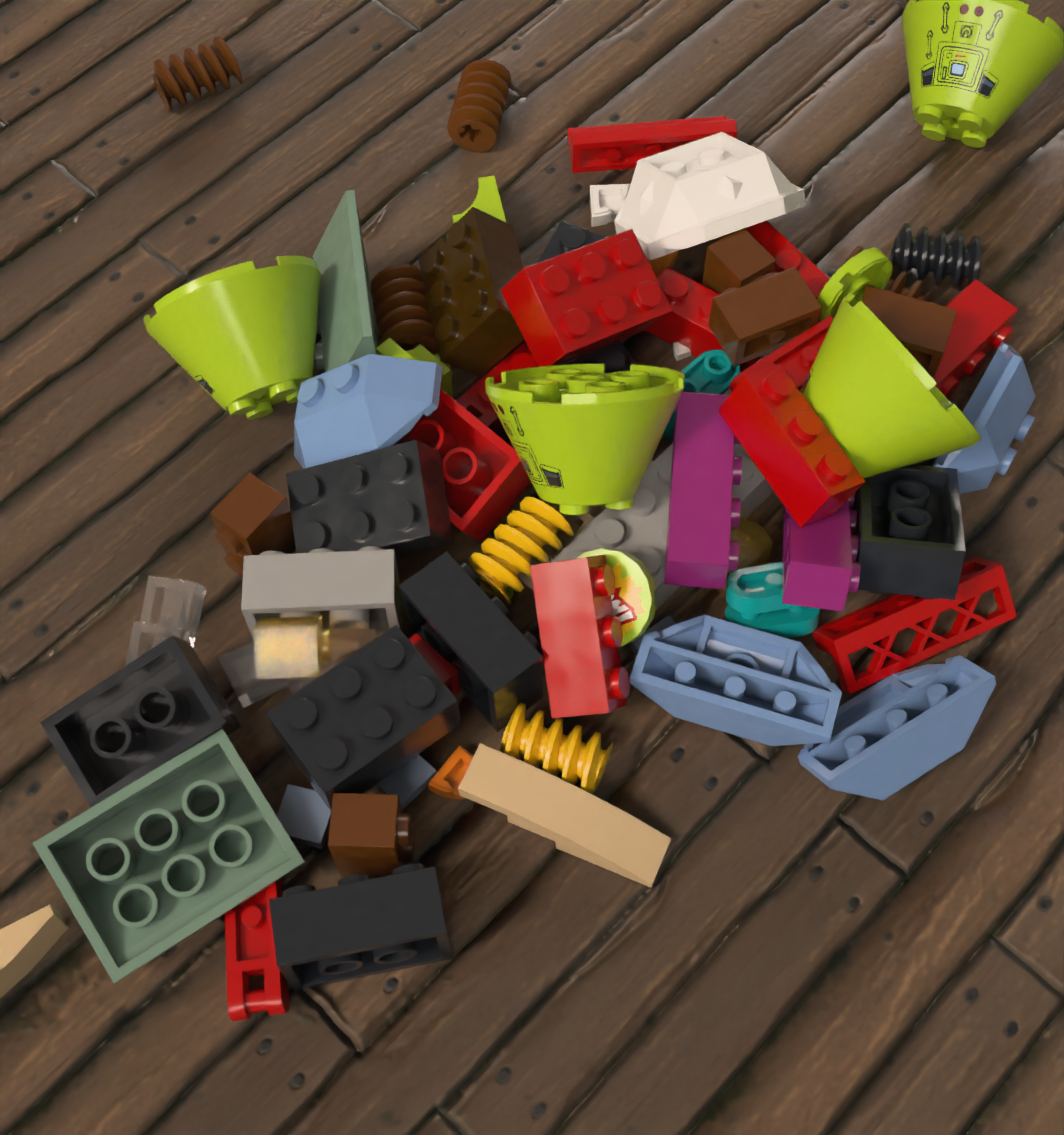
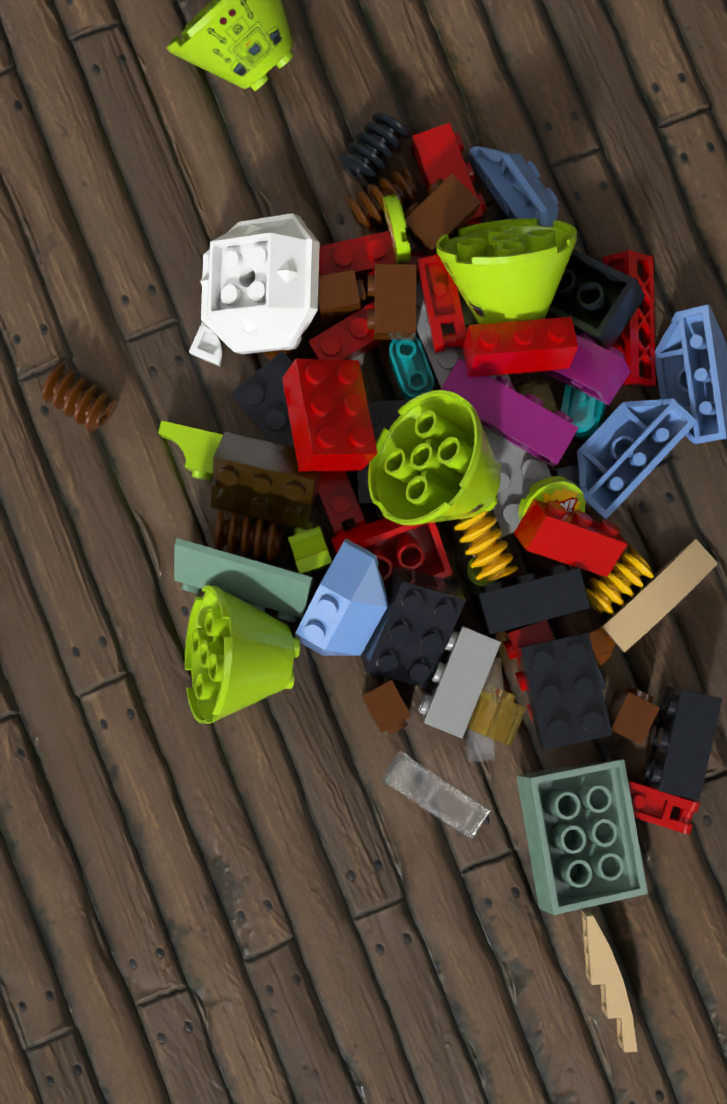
camera: 65 degrees left, 25 degrees up
(138, 719) = (498, 825): black brick -> none
(304, 816) = (586, 751): sand blue tile -> none
(624, 144) = (174, 290): red fence -> none

